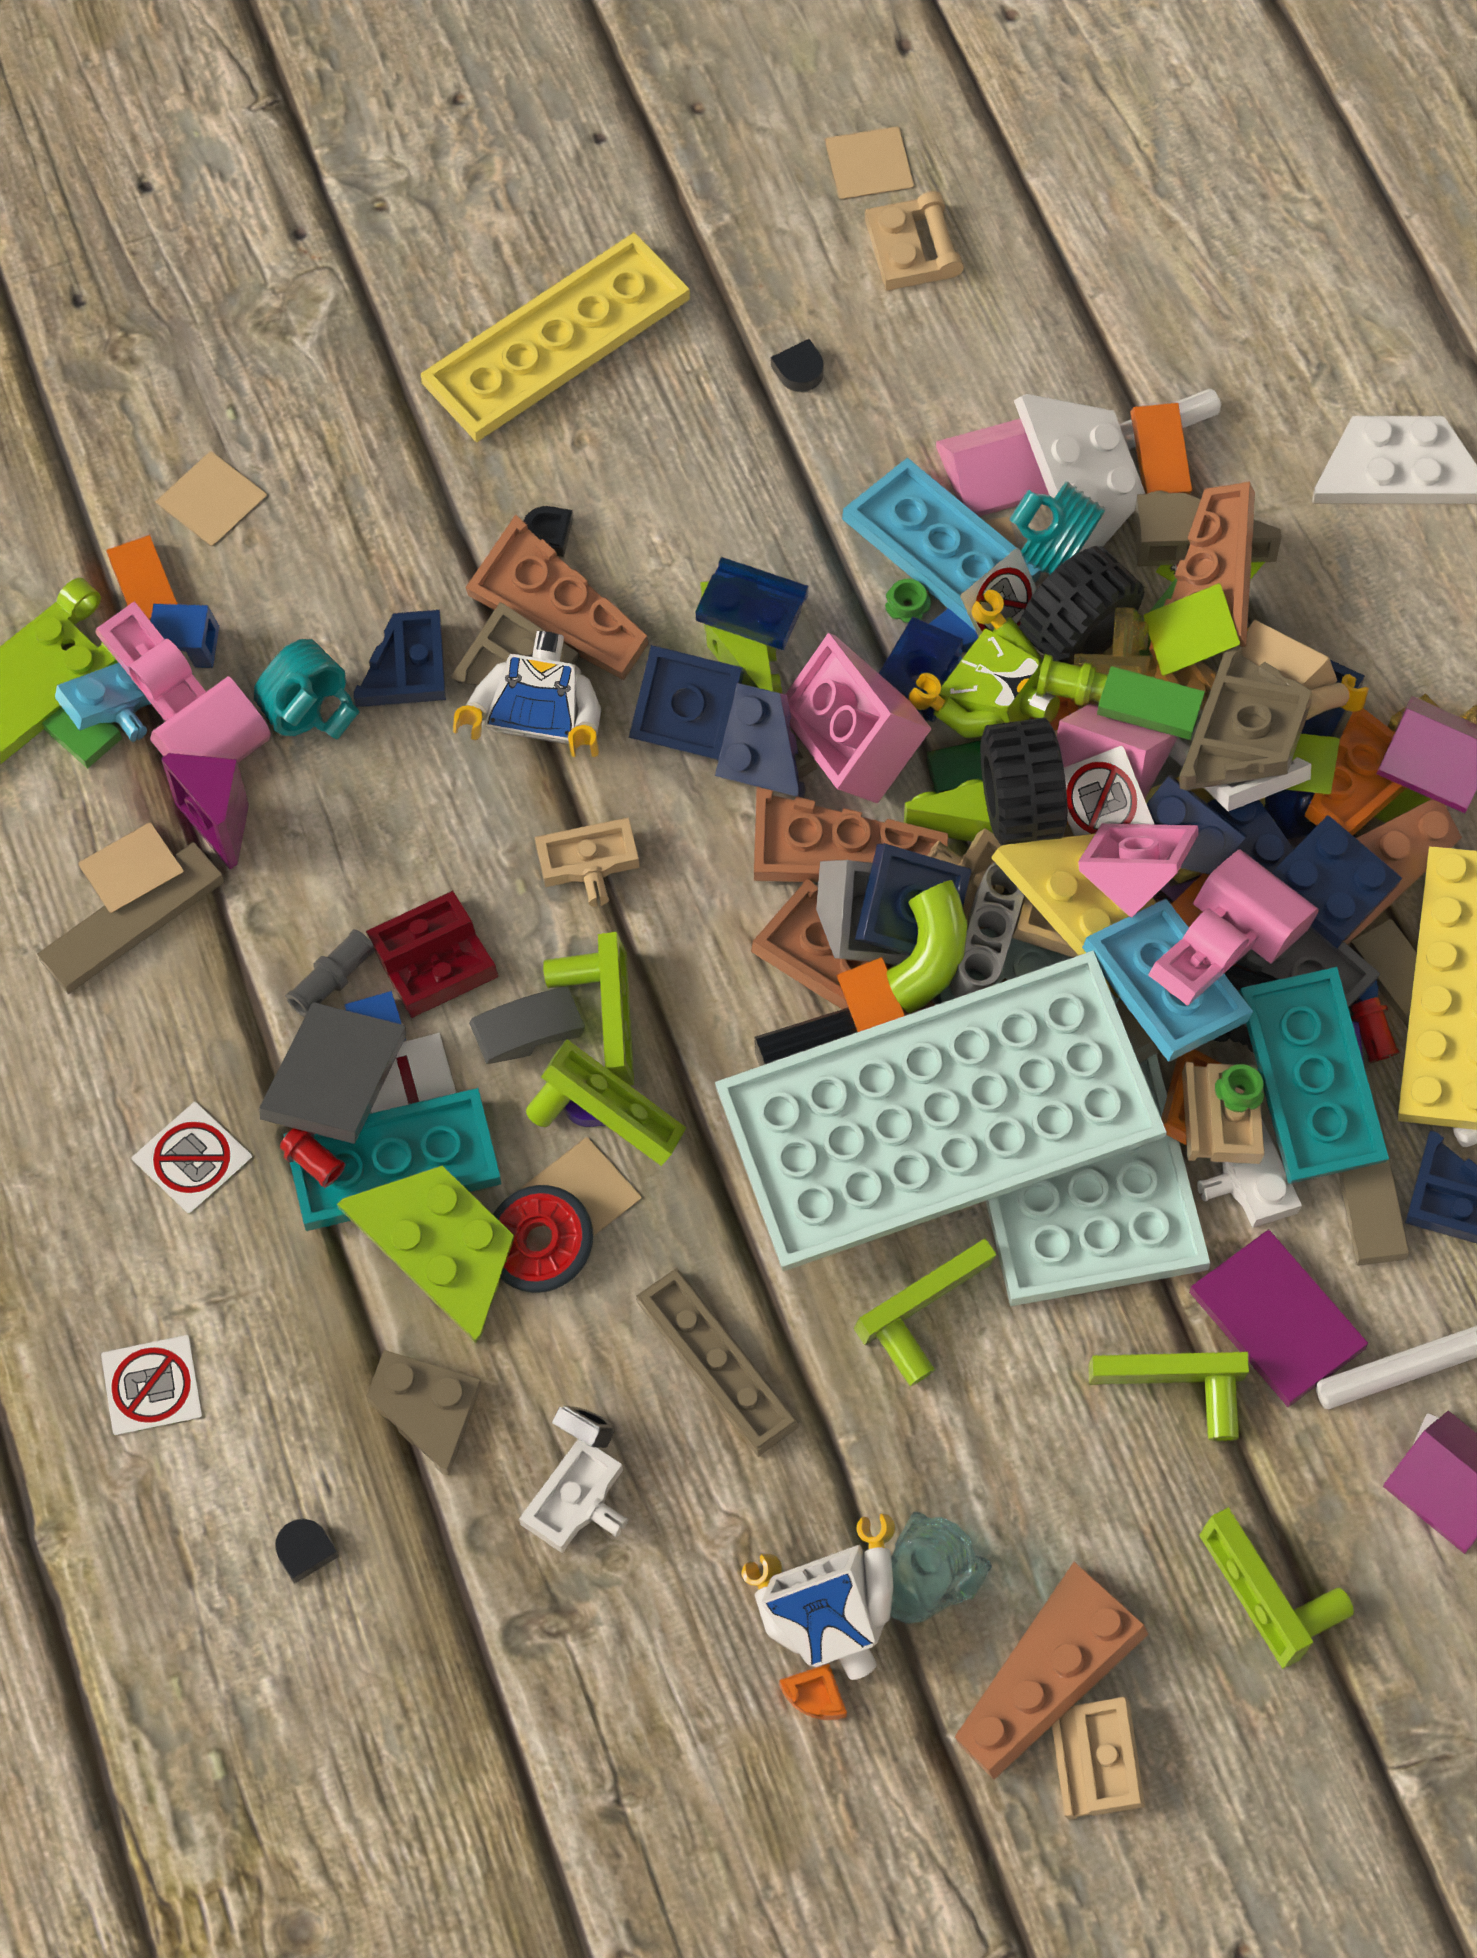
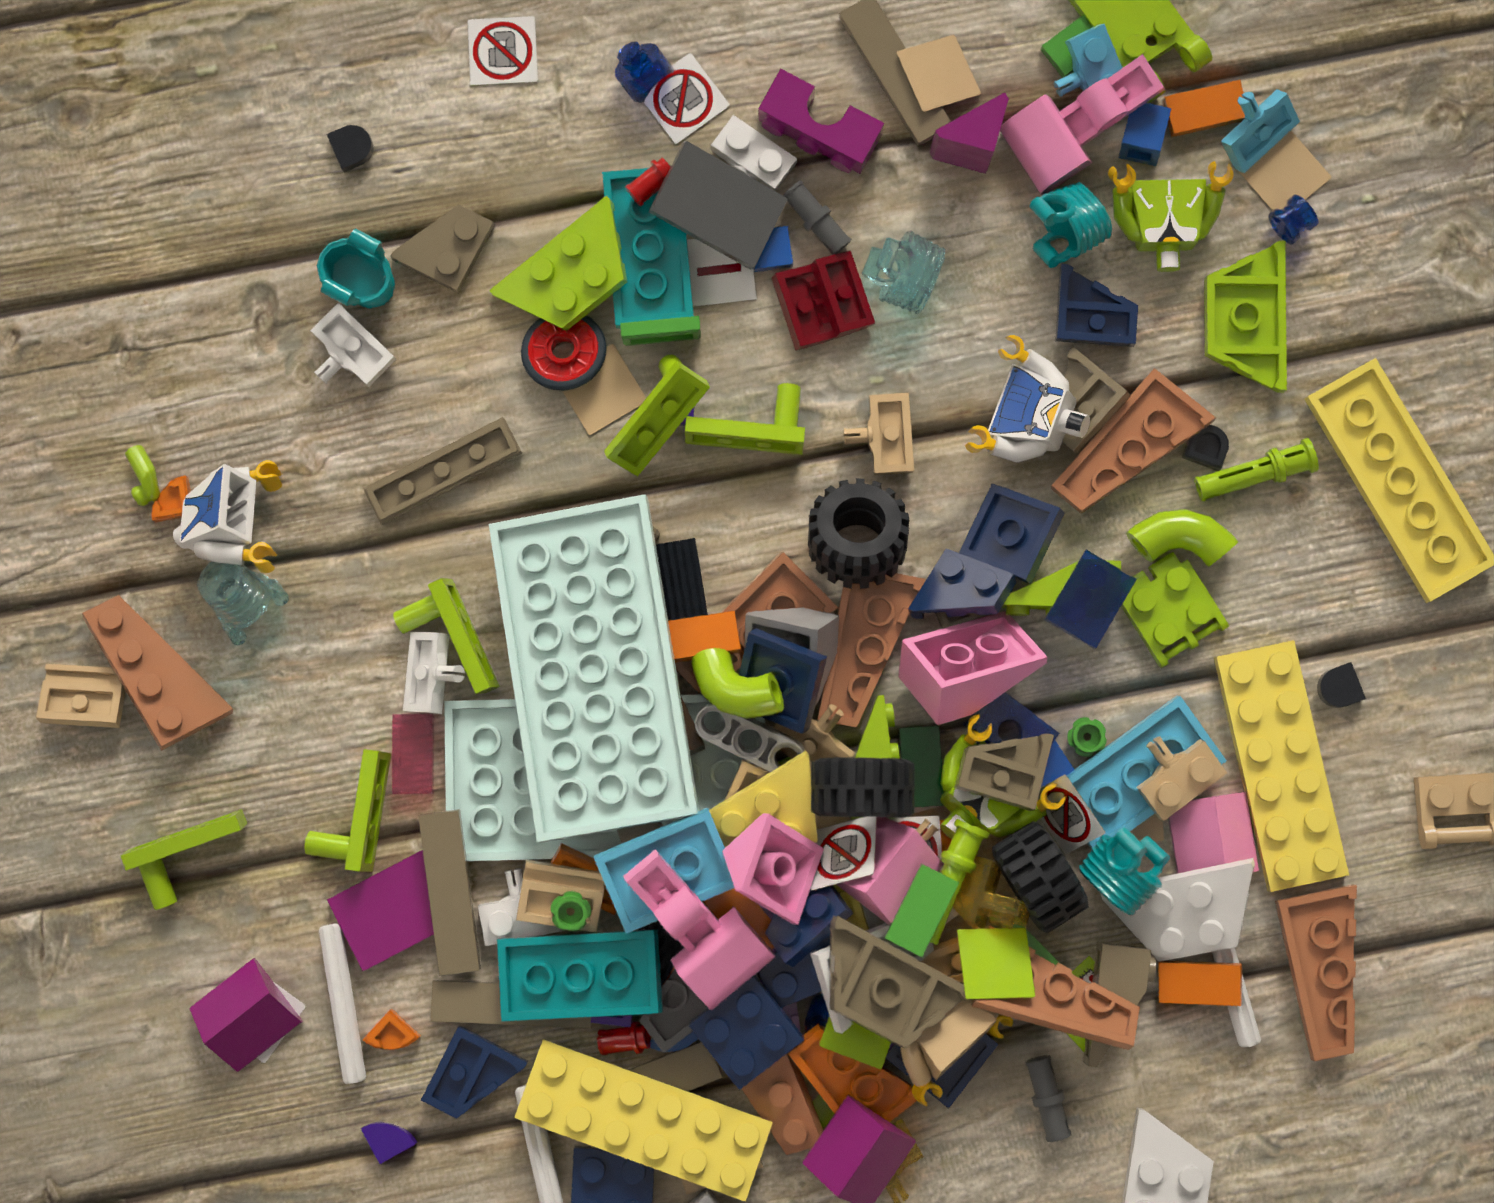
camera: 100 degrees right, 20 degrees up
(159, 515) = (1260, 128): none -> medium azure plate
(165, 1198) = (641, 69): none -> clear blue piece
(199, 1021) = (844, 142): none -> magenta arch
(255, 1060) = (753, 153): none -> white plate
(268, 474) = (1293, 219): none -> clear blue wheel
(276, 593) = (1167, 213): none -> lime torso
(388, 505) = (1249, 317): none -> lime wing
(389, 851) = (916, 274): none -> clear light blue piece
(475, 1497) = (356, 271): none -> teal piece
(499, 1125) = (660, 330): none -> bright green tile
(523, 1024) = (745, 365): dark grey slope -> none
(560, 457) = (1274, 466): none -> lime pin
(585, 1426) = (401, 362): tile -> none
(651, 535) = (1181, 530): none -> lime cylinder
(692, 836) = (862, 506): none -> black tyre
(742, 533) = (1171, 608): none -> lime plate
(789, 1729) = (146, 474): none -> lime arm
(896, 412) = (1281, 766): none -> light yellow plate
(936, 495) = (1179, 776): none -> tan plate
(968, 653) = (1006, 770): none -> dark tan wing
(979, 1324) = (428, 672): none -> white plate
(1078, 1334) = (412, 753): none -> clear pink tile
(1098, 348) = (1320, 954): none -> nougat wing
(1246, 1249) = (449, 892): none -> dark tan tile
(1326, 582) = (1048, 1098): none -> dark grey pin
(1434, 1302) = (391, 1033): none -> orange tile

